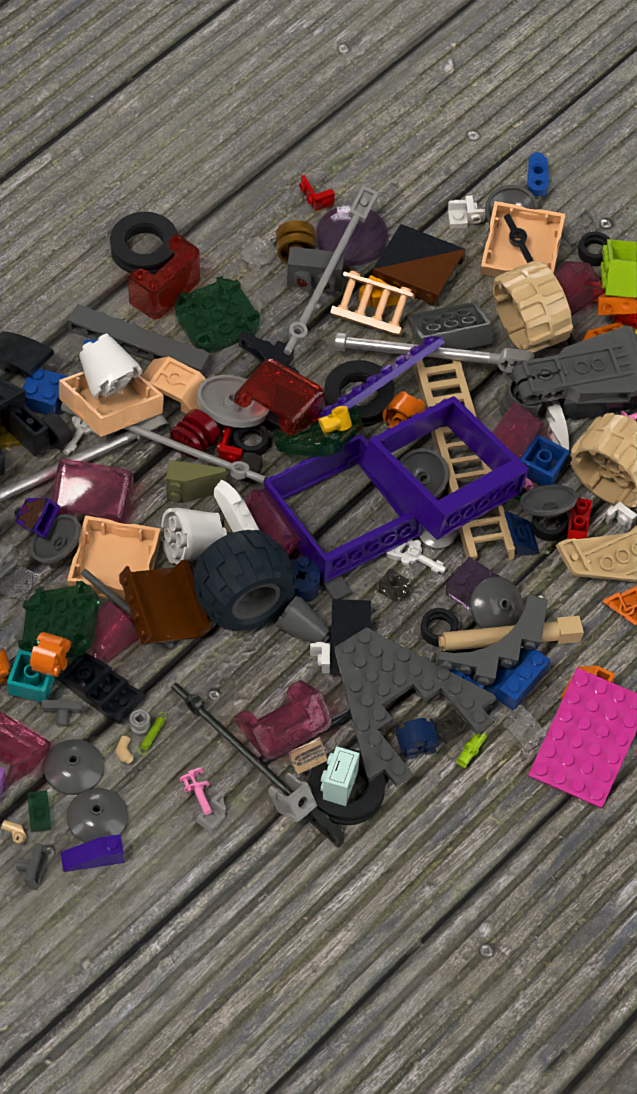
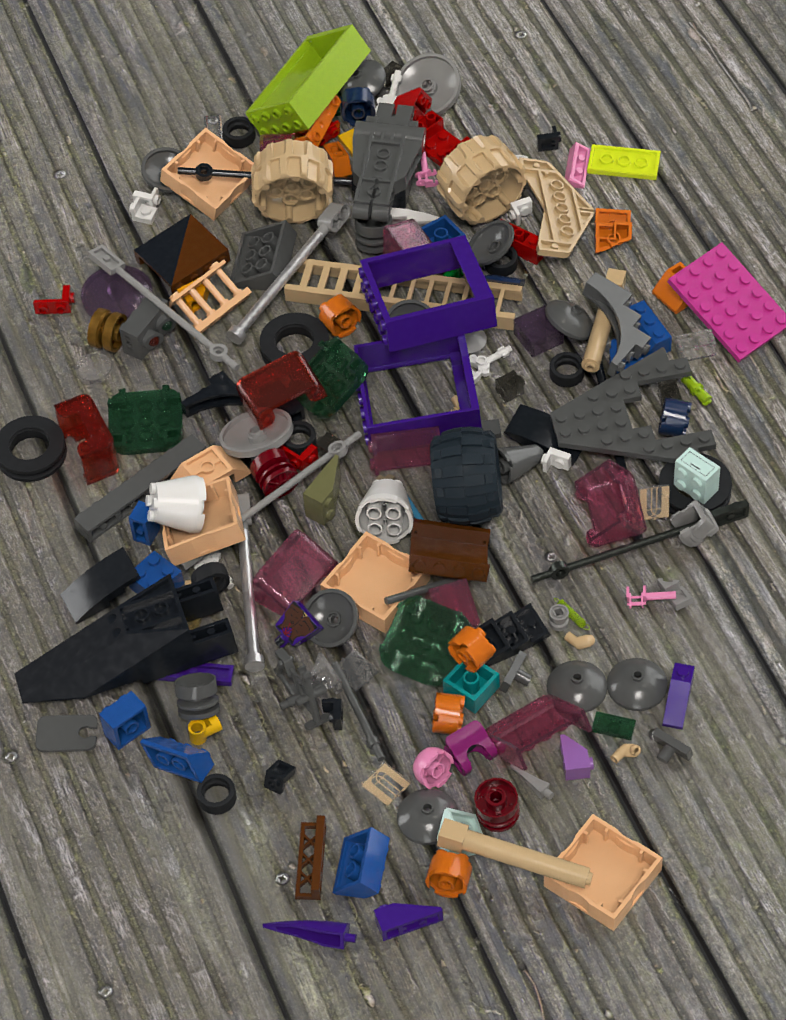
camera: 60 degrees left, 5 degrees down
(234, 508) = (385, 467): white brick -> none
(338, 420) = (333, 355): yellow piece -> none
(387, 374) = (302, 312): dark purple plate -> none
(538, 175) = (136, 141): blue piece -> none

